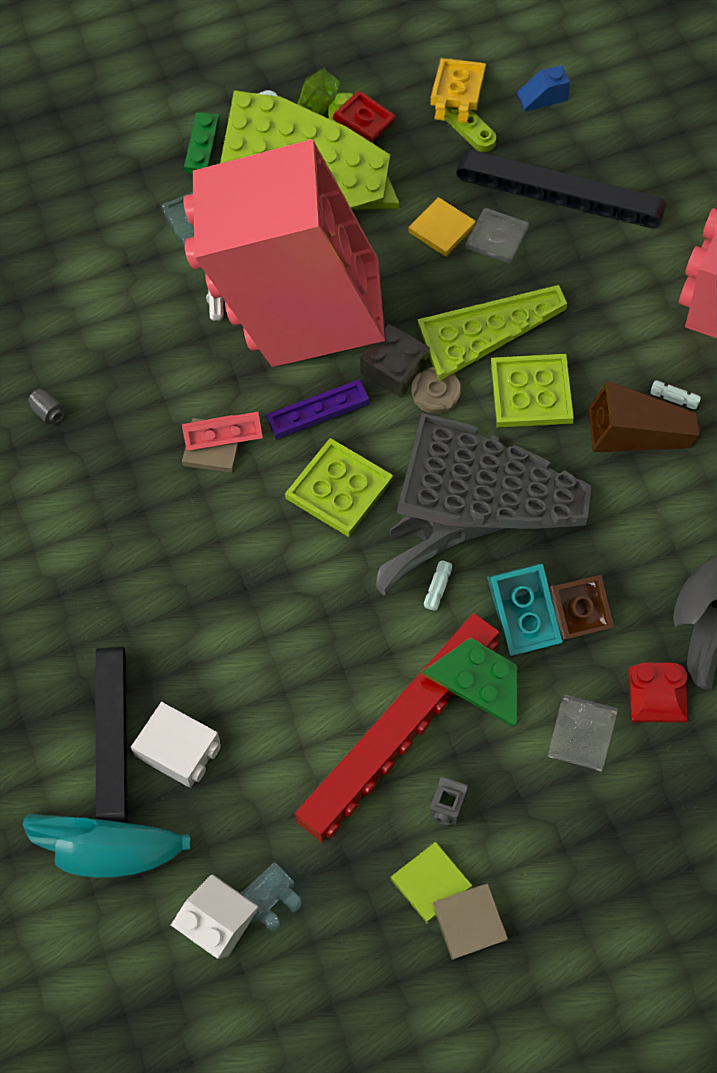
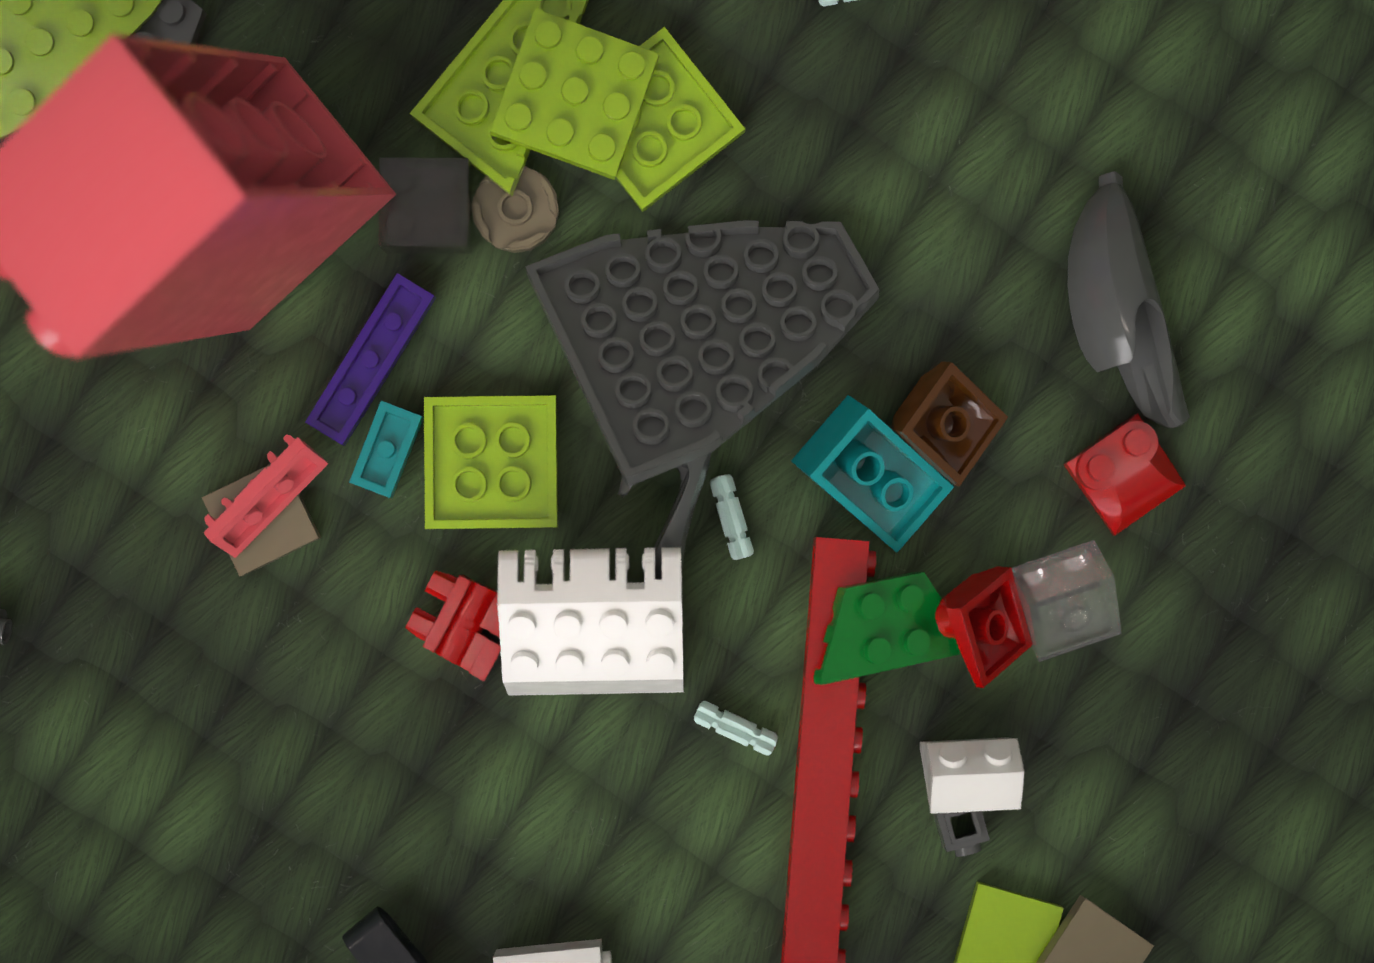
camera: 40 degrees left, 25 degrees up
(272, 548) = (460, 624): none -> red hips
(294, 451) = (386, 449): none -> teal plate
(329, 578) = (590, 629): none -> white slope
(365, 684) = (735, 728): none -> light aqua axle
(471, 770) = (973, 774): none -> white slope
(501, 353) = (574, 94): none -> lime plate
(531, 710) = (986, 622): none -> red slope
(636, 422) = (834, 77): reddish brown slope -> none

